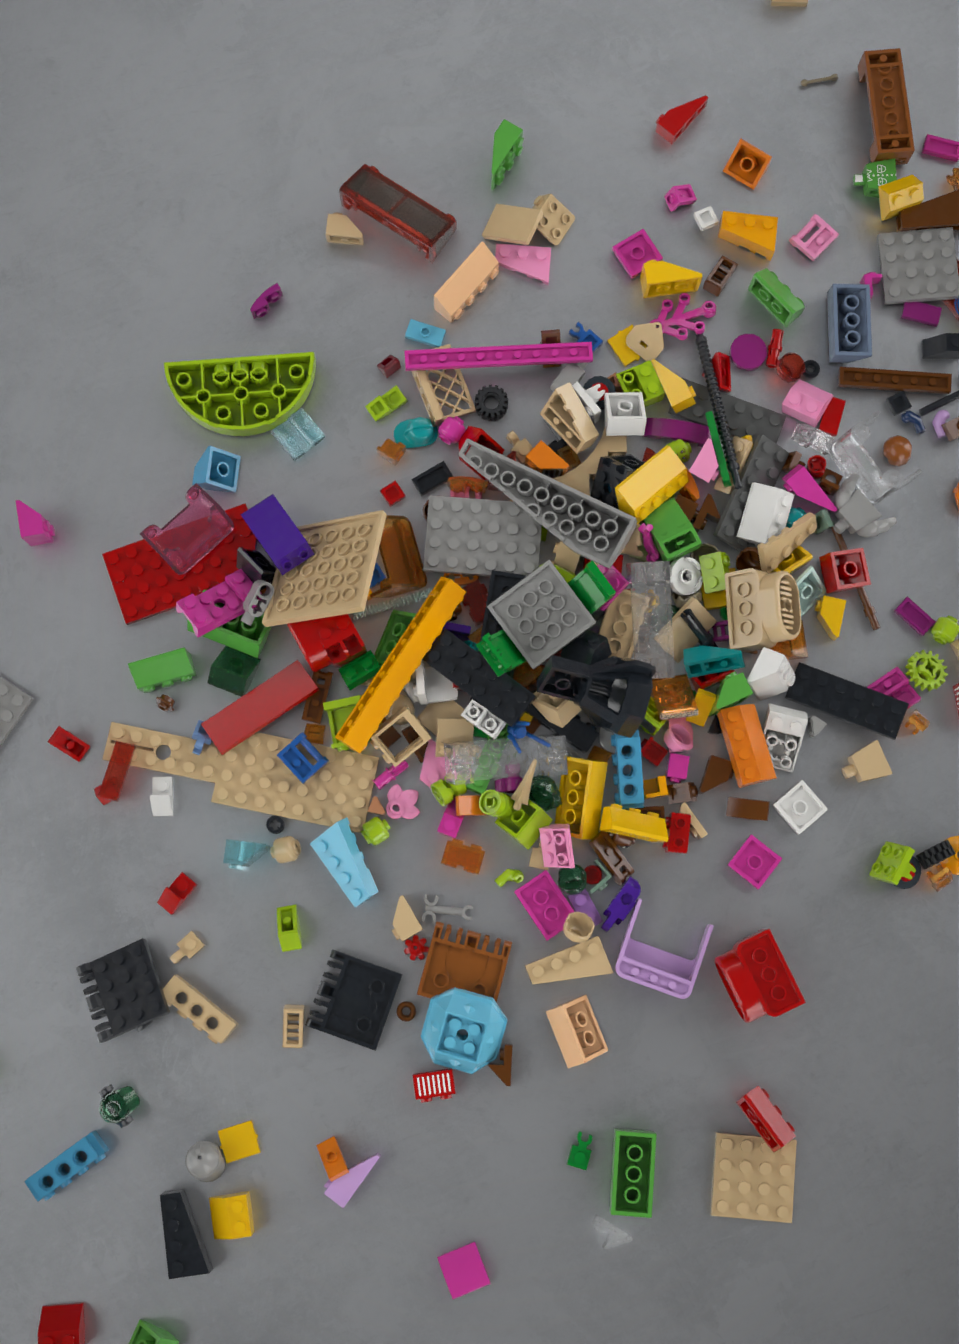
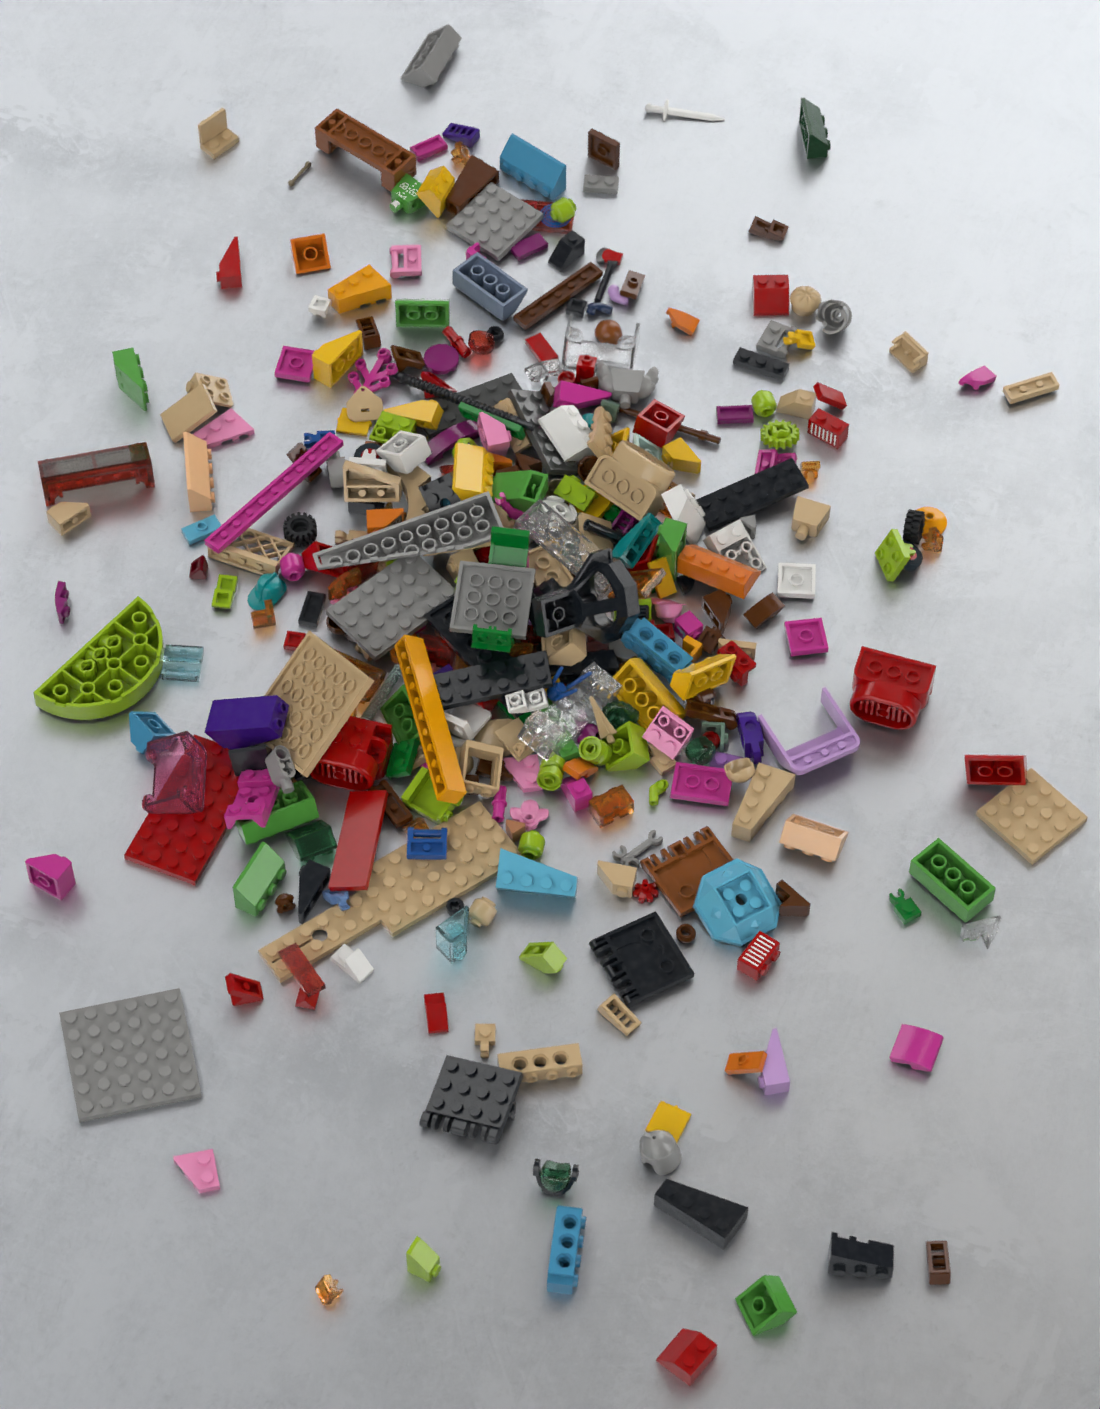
camera: 45 degrees left, 25 degrees down
(195, 707) = (312, 882): none -> black slope
(232, 1216) = (719, 1167): yellow slope -> none
(679, 196) = (284, 309): dark pink bracket -> none
(721, 328) = (406, 357): none -> reddish brown slope
(806, 402) = (517, 354): bright pink slope -> none
(842, 468) = (585, 367): none -> red bracket

